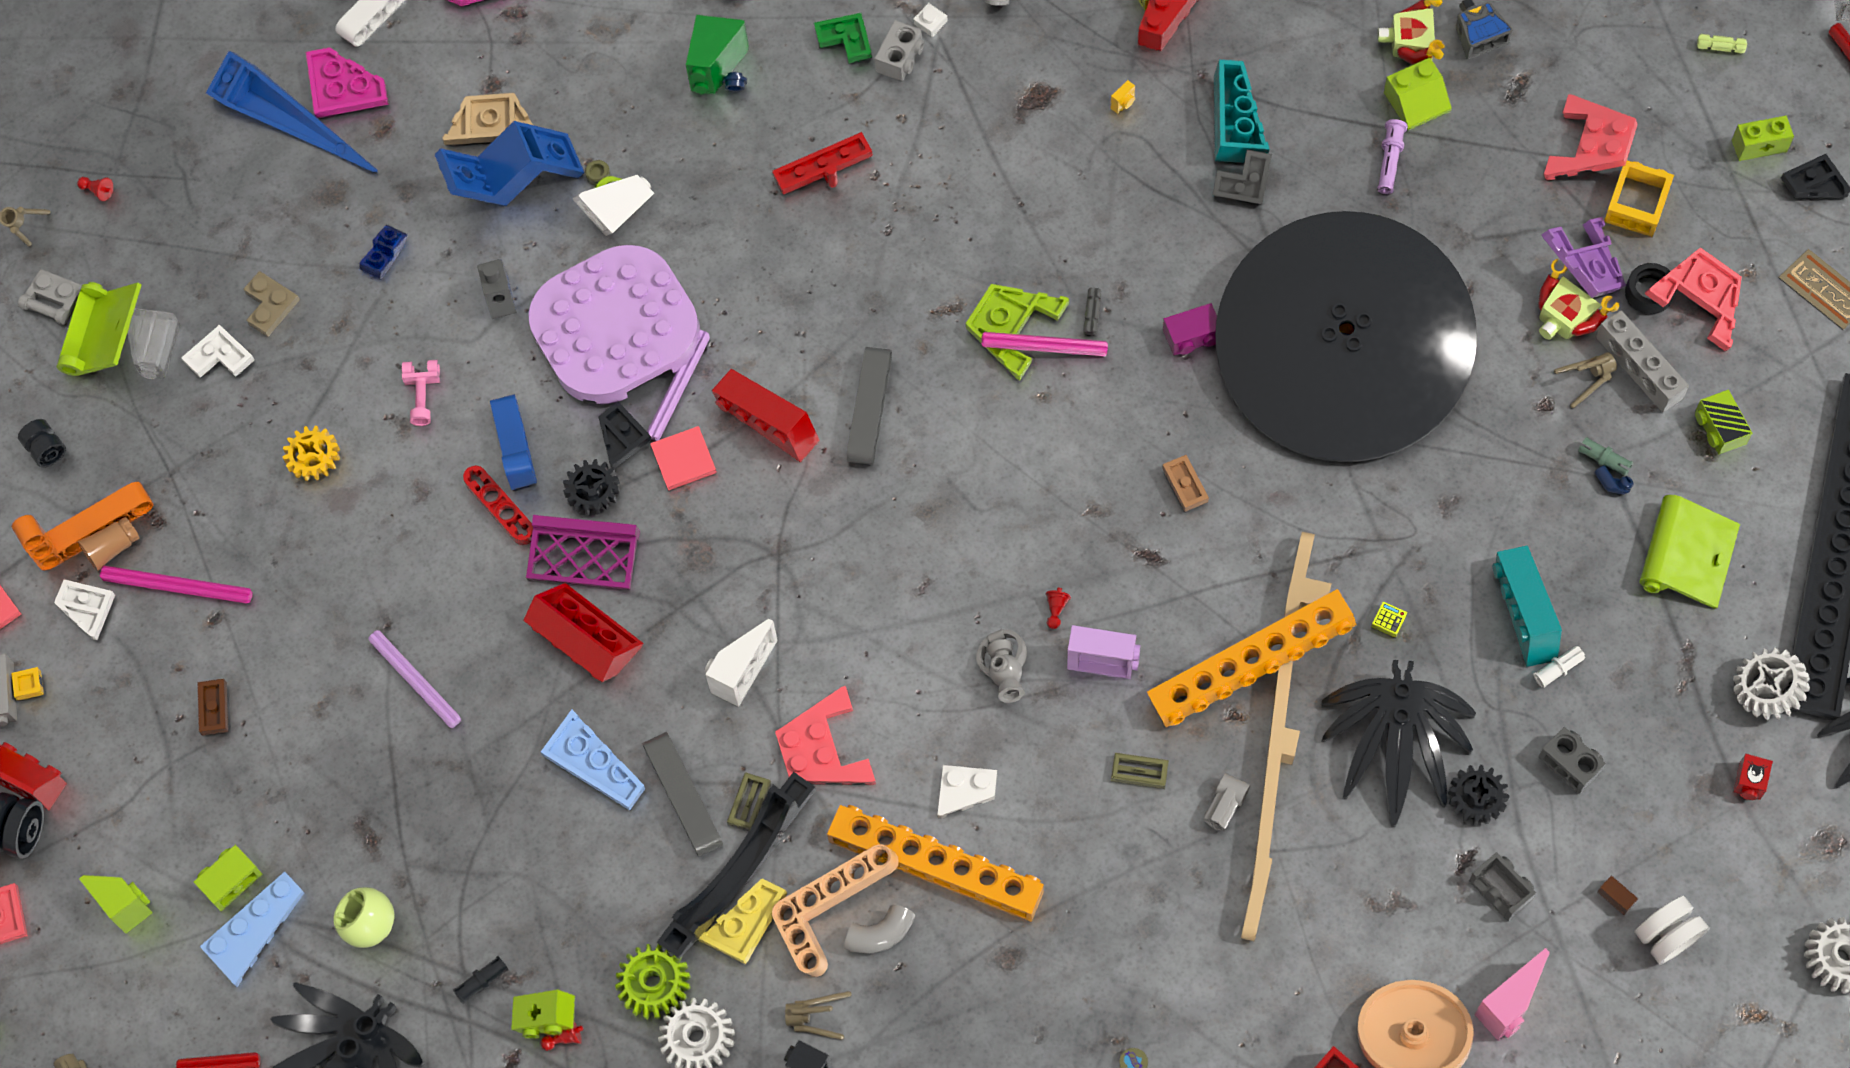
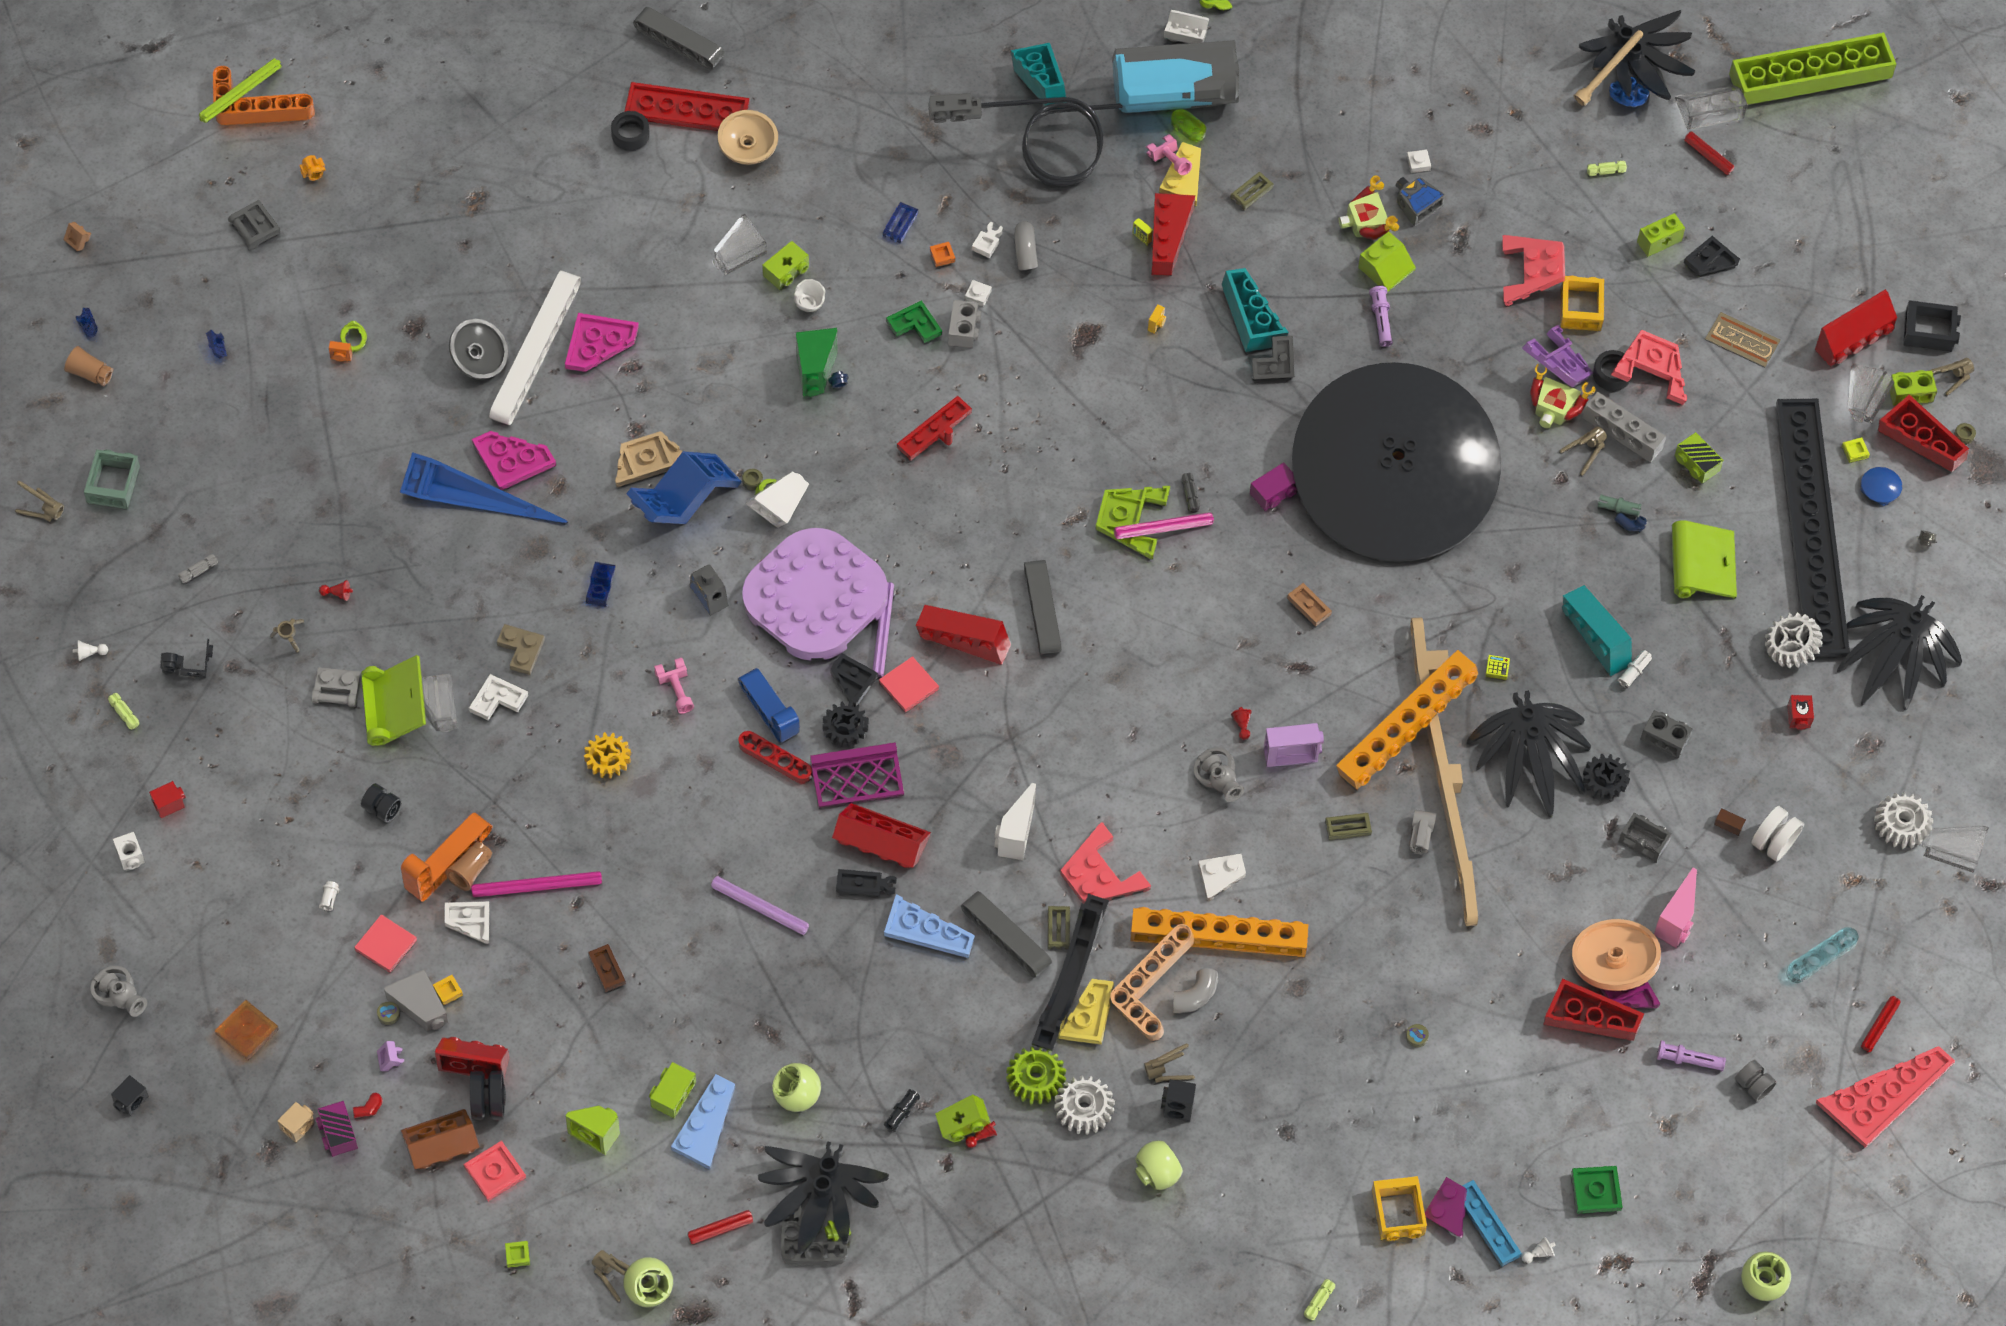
camera: 25 degrees left, 5 degrees down
(541, 684) = (864, 882): none -> black plate

